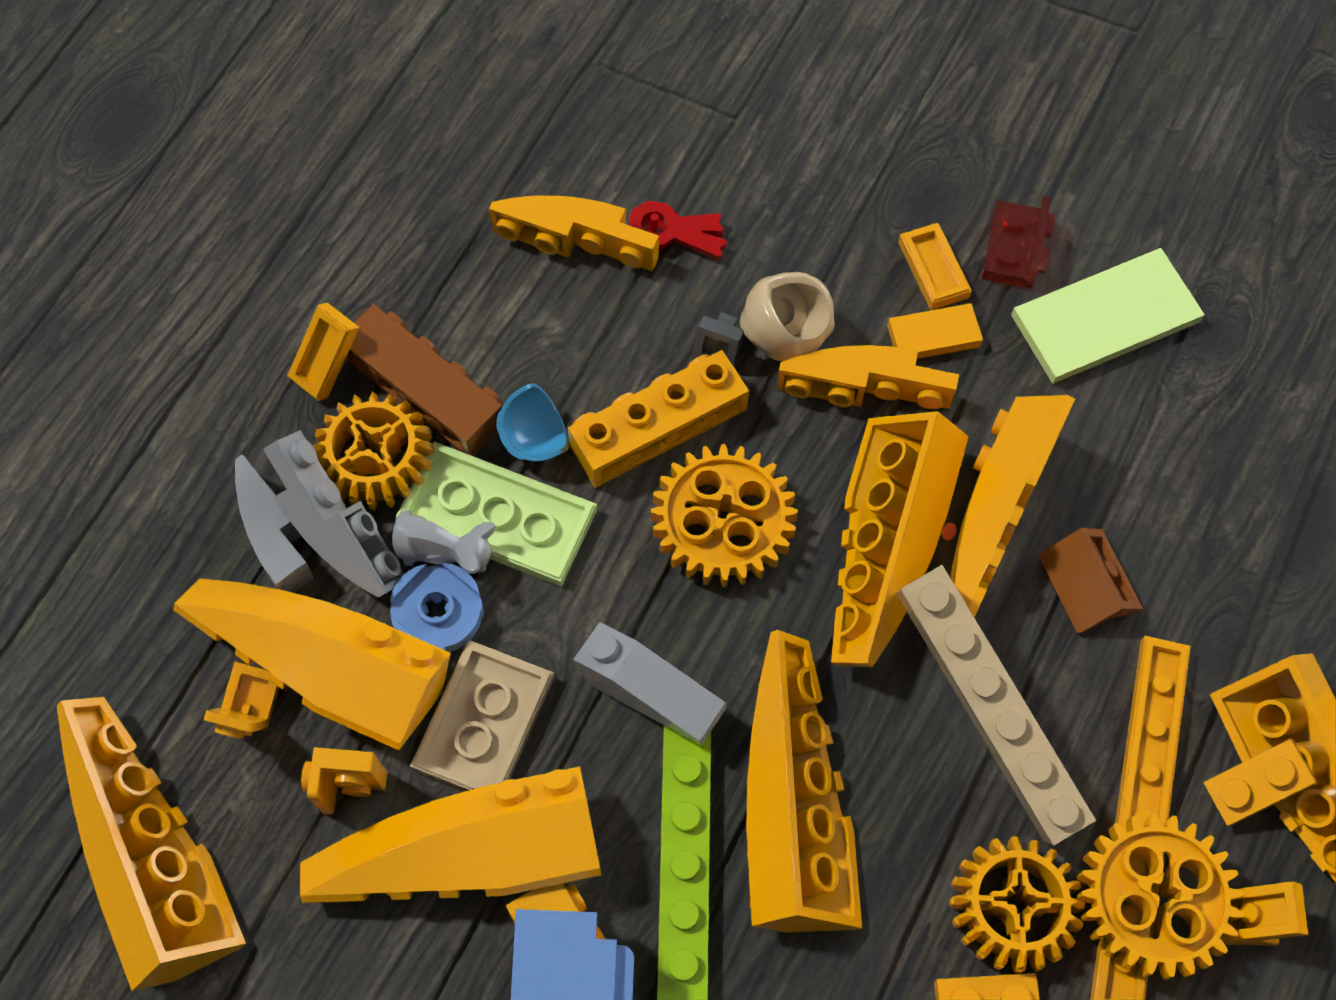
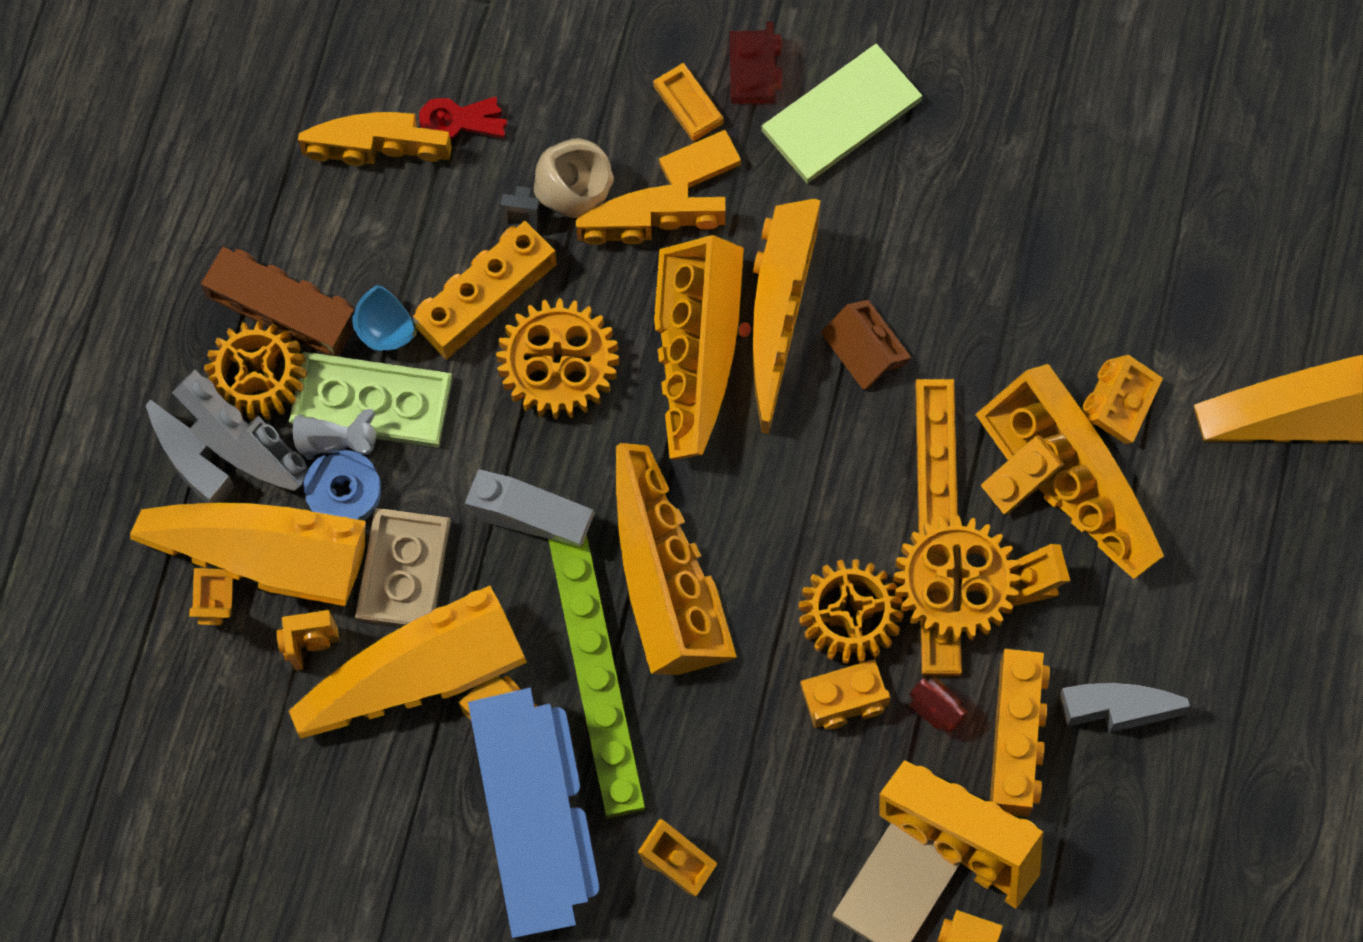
camera: 10 degrees left, 5 degrees up
(146, 870) = (173, 747): light orange wedge -> none
(323, 351) = (191, 297): light orange tile -> none
(995, 706) = (802, 461): tan brick -> none

